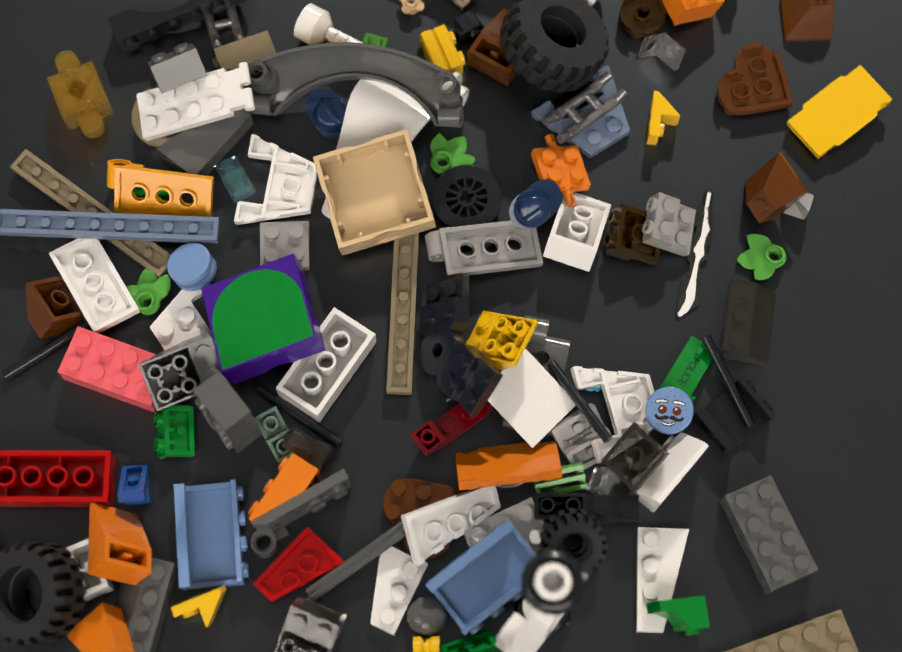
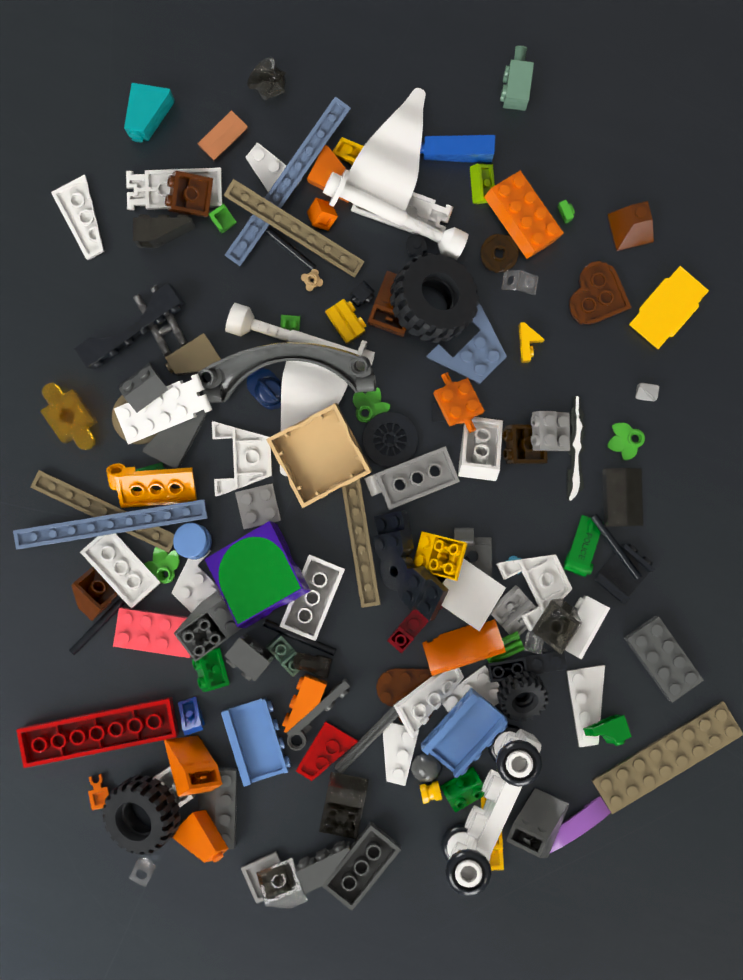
camera: 10 degrees left, 15 degrees up
(207, 603) = (263, 791): yellow slope -> none
(235, 179) = (207, 460): clear light blue slope -> none
(535, 205) = (445, 439): dark blue piece -> none
(579, 401) = (507, 588): black bar -> none
(586, 95) = (468, 336): flat silver piece -> none
(669, 410) = (575, 582): medium blue head -> none
(773, 189) = (626, 387): reddish brown slope -> none

